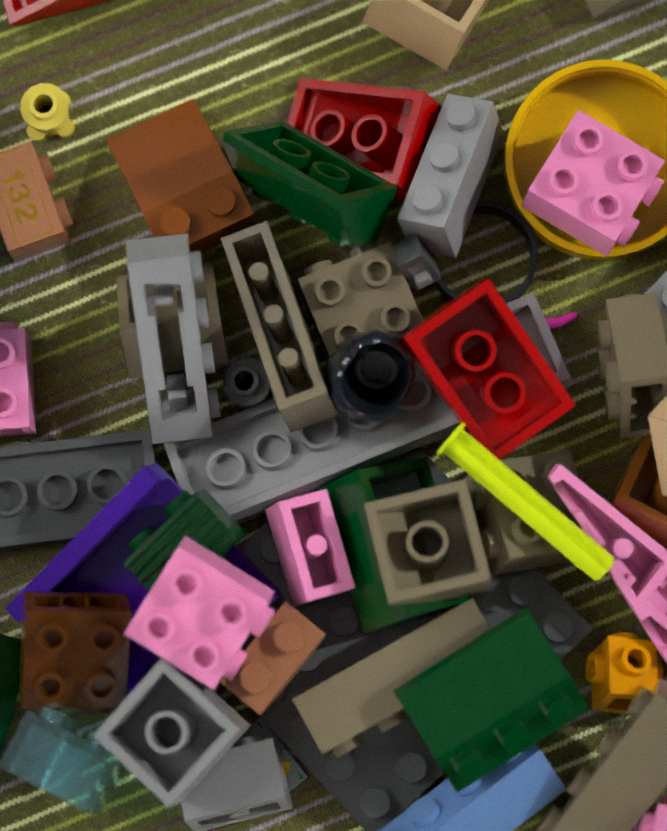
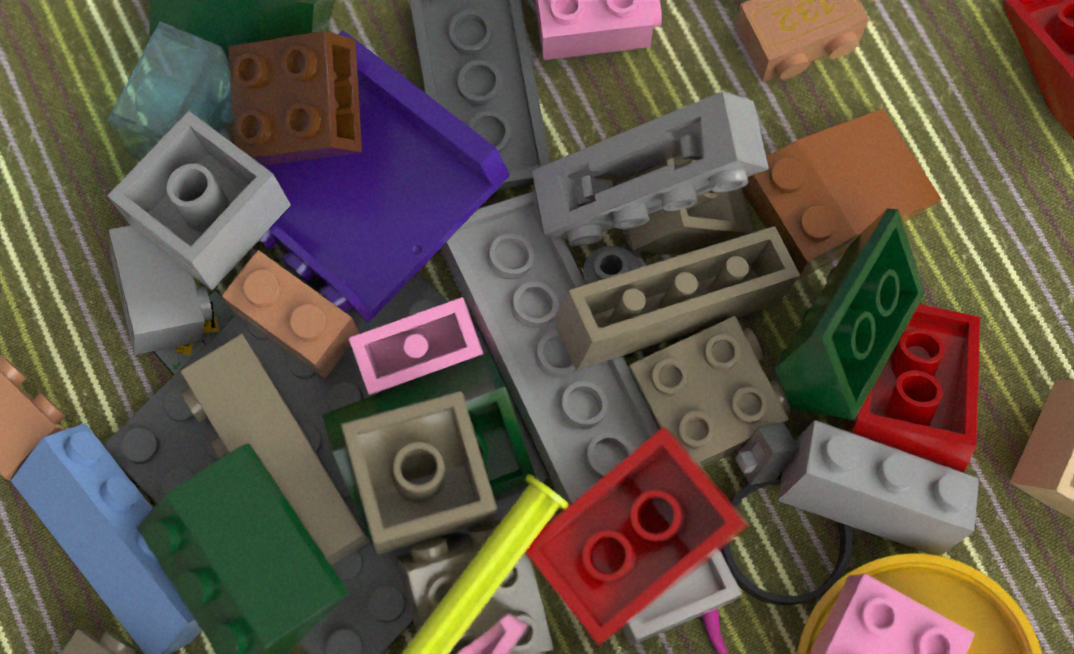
camera: 85 degrees right, 5 degrees down
(54, 121) = (907, 41): light yellow brick -> none
(190, 515) = (412, 204): dark green brick -> none
(202, 614) = (326, 214): bright pink brick -> none
(370, 375) = (619, 397): black hair -> none

